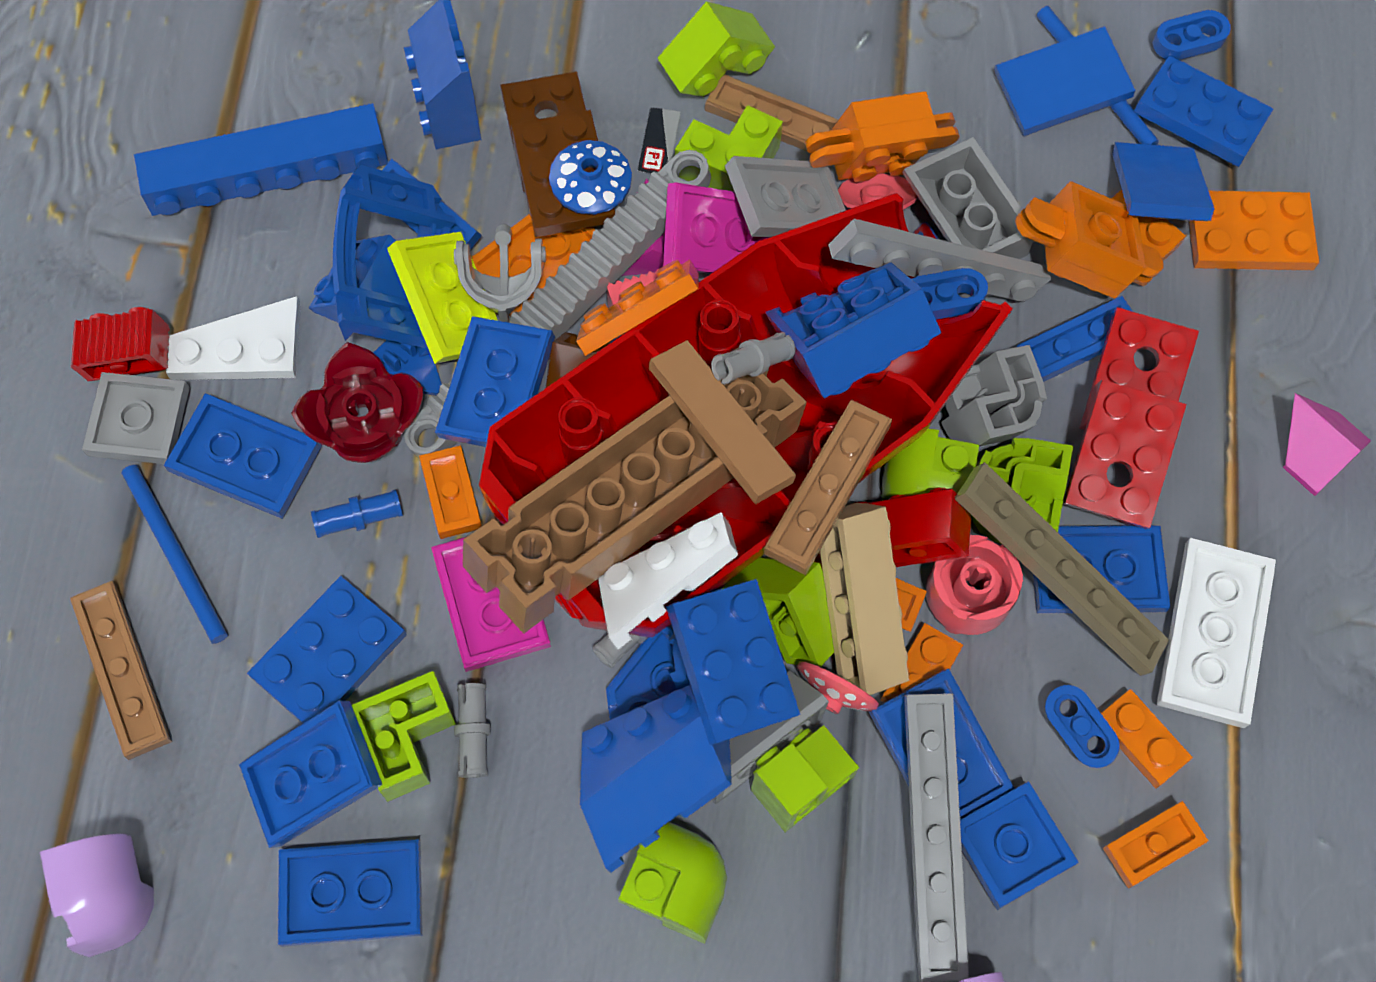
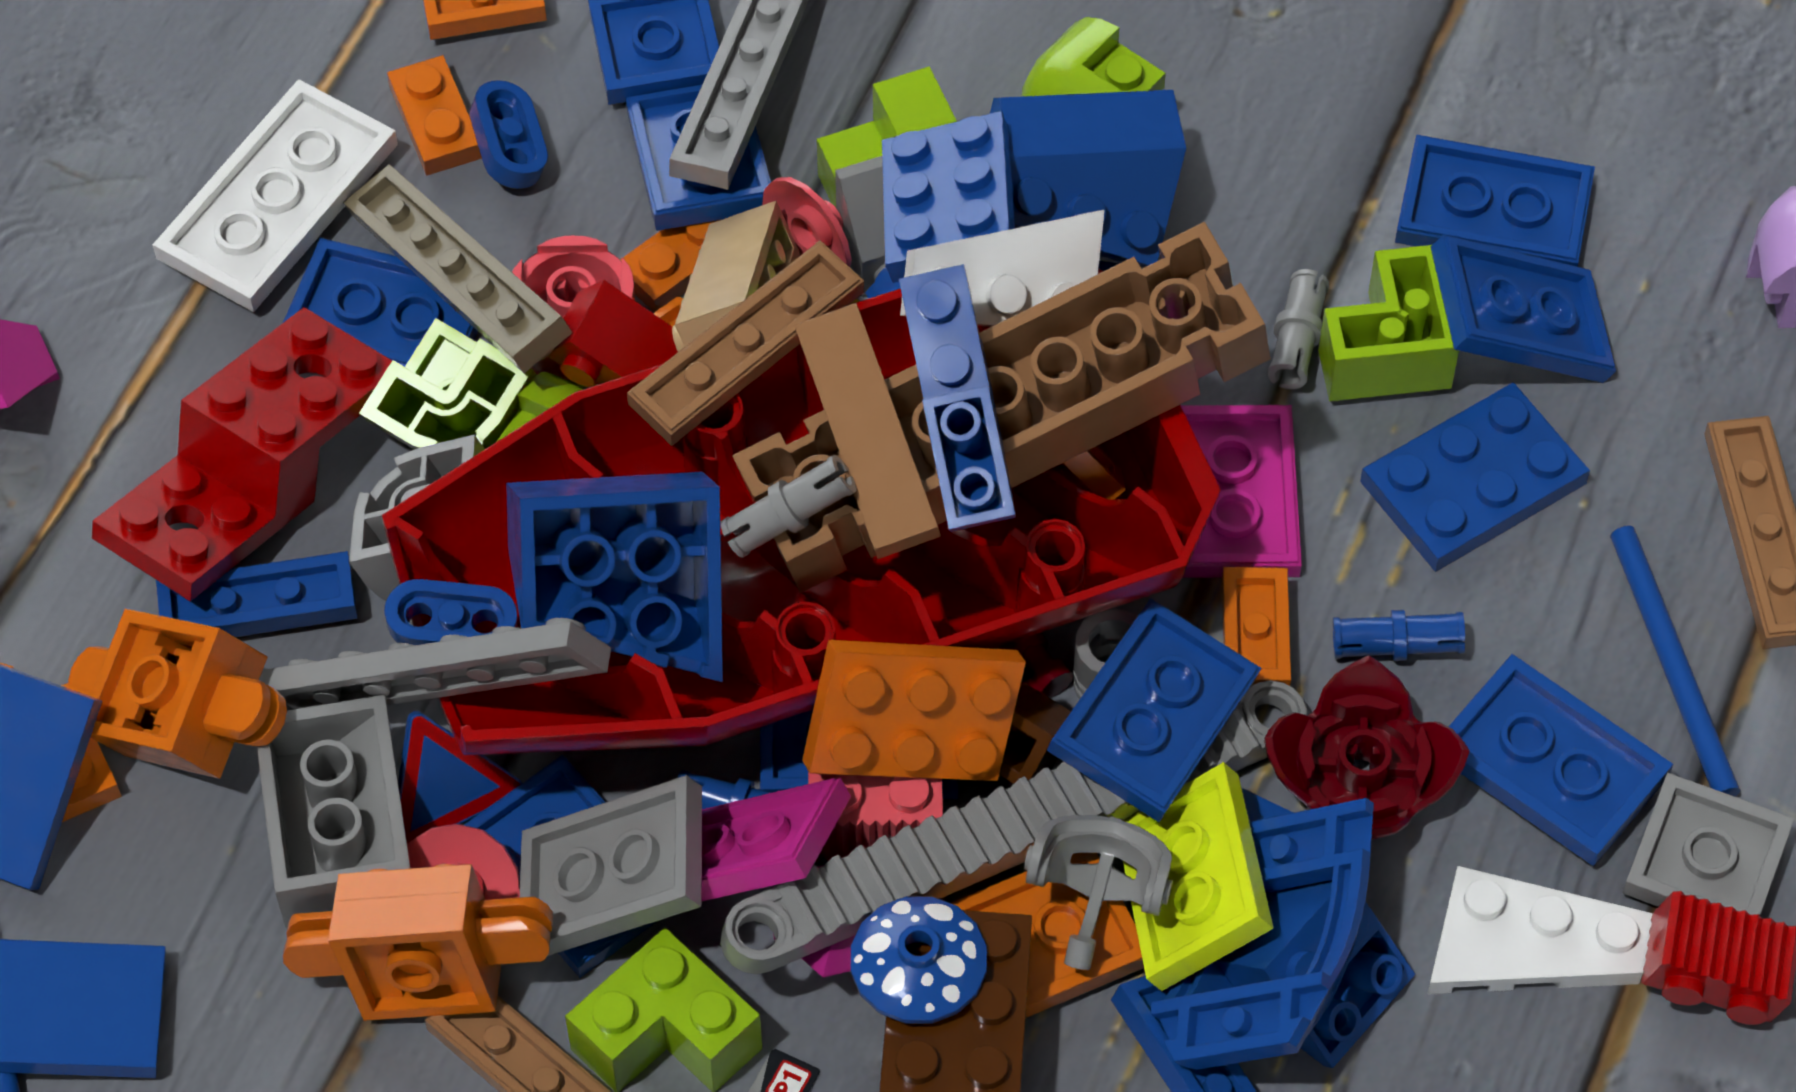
camera: 160 degrees left, 10 degrees down
(659, 435) = (957, 398): none -> slope

